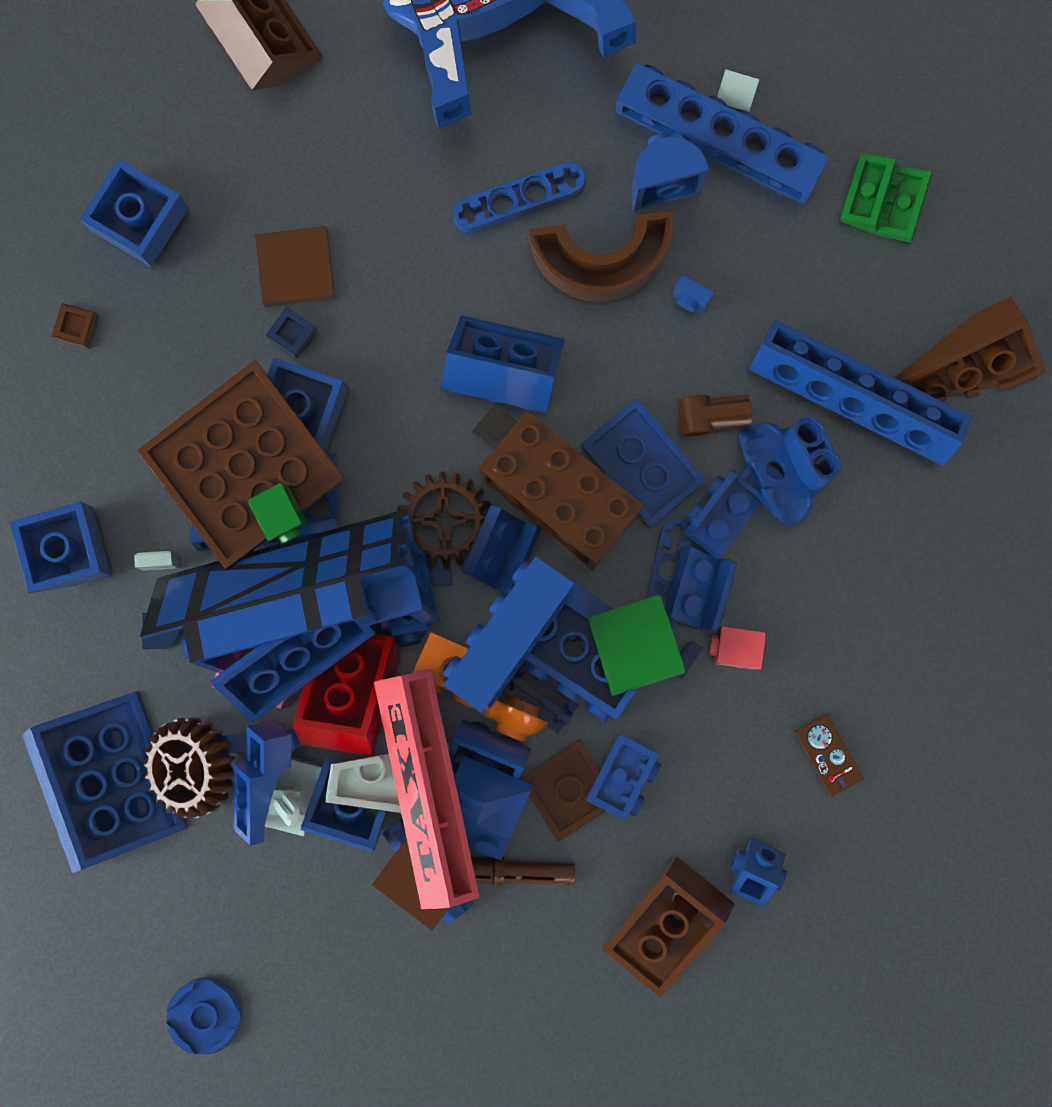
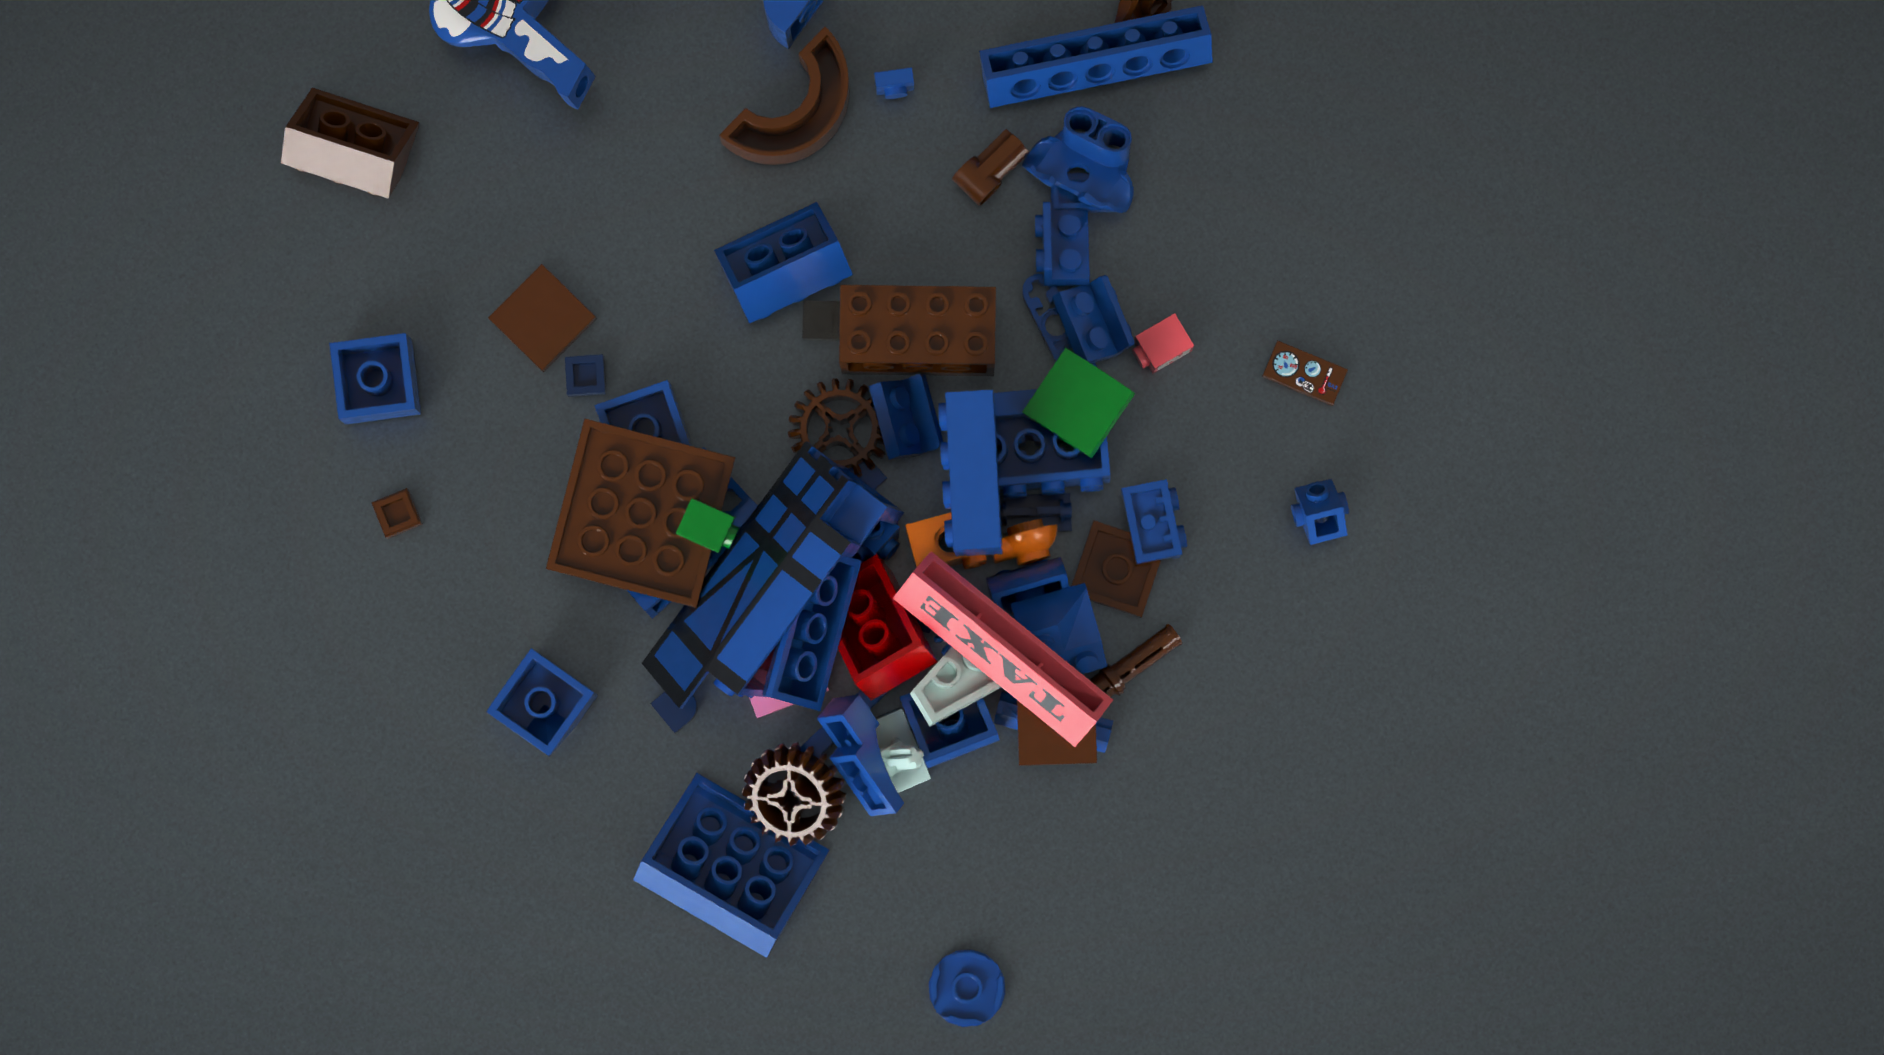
camera: 40 degrees left, 0 degrees up
(156, 560) = (628, 651): light aqua tile -> none
(517, 192) = (681, 111): blue beam -> none
(643, 461) = (964, 251): blue plate -> none
(669, 927) = (1285, 613): reddish brown slope -> none
(688, 655) = (1126, 376): dark blue tile -> none

